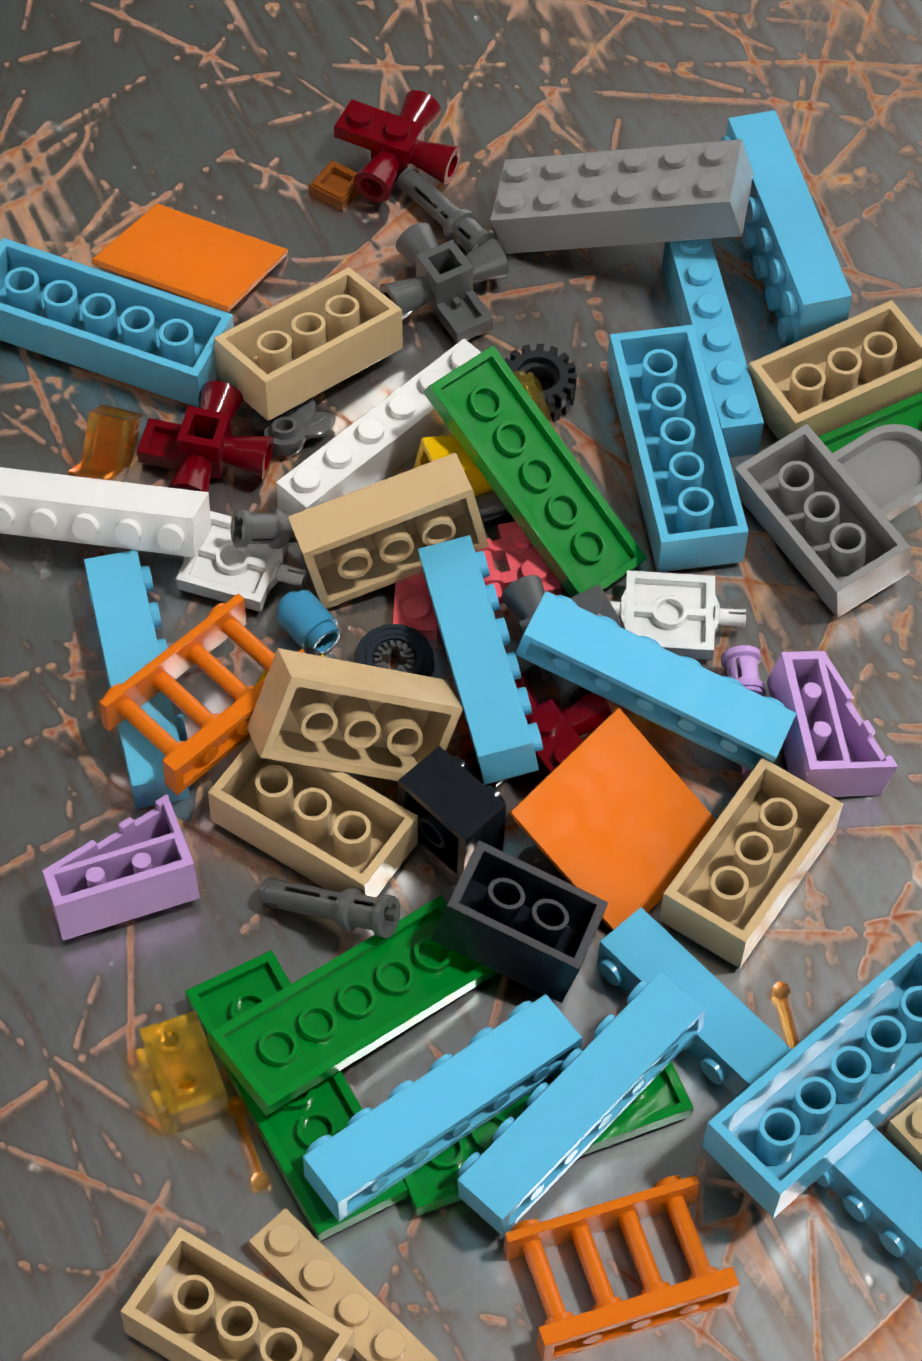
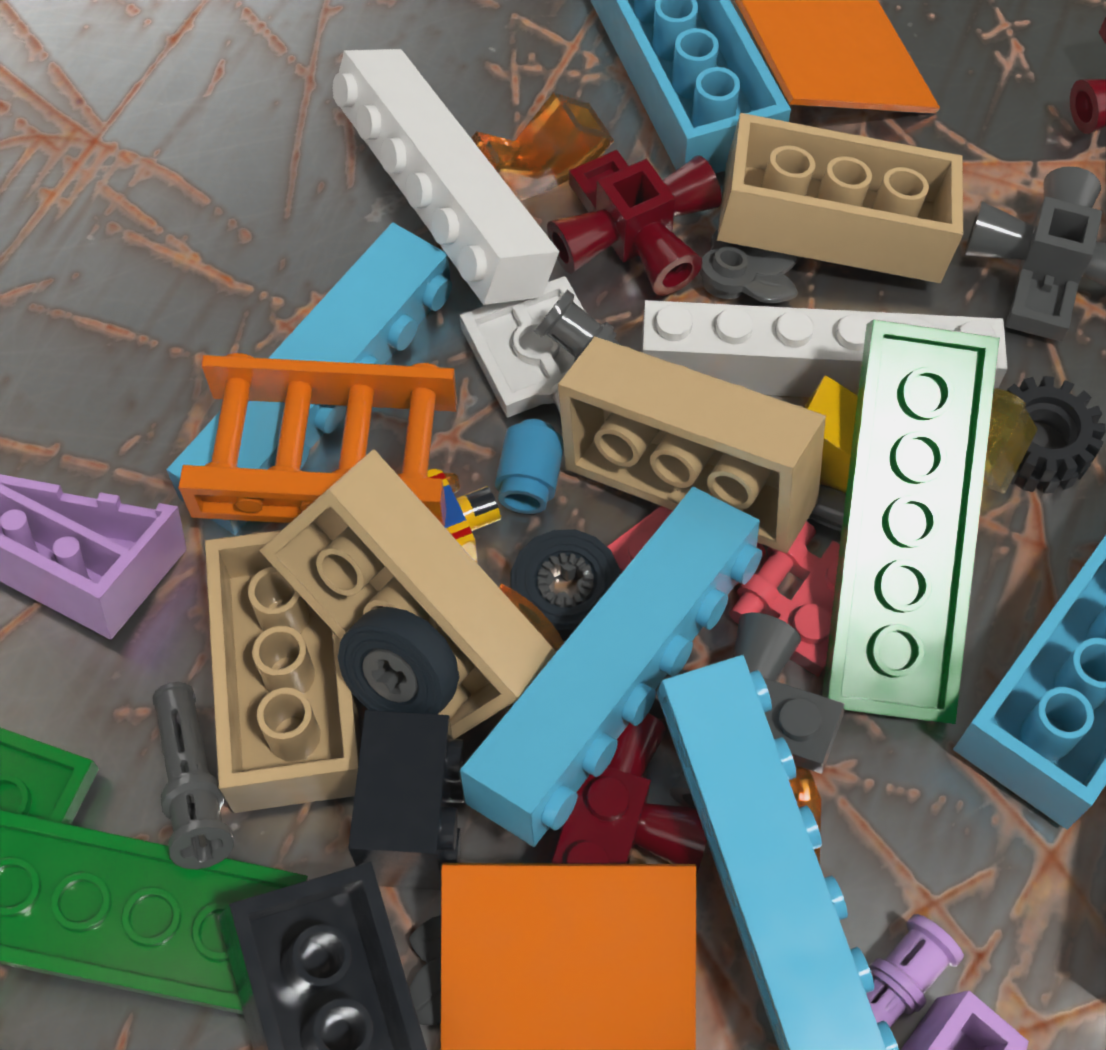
camera: 50 degrees right, 5 degrees up
(334, 186) = (1051, 83): dark orange tile -> none
(382, 728) = (410, 648): none -> black bush
(675, 611) = (911, 812): white plate -> none

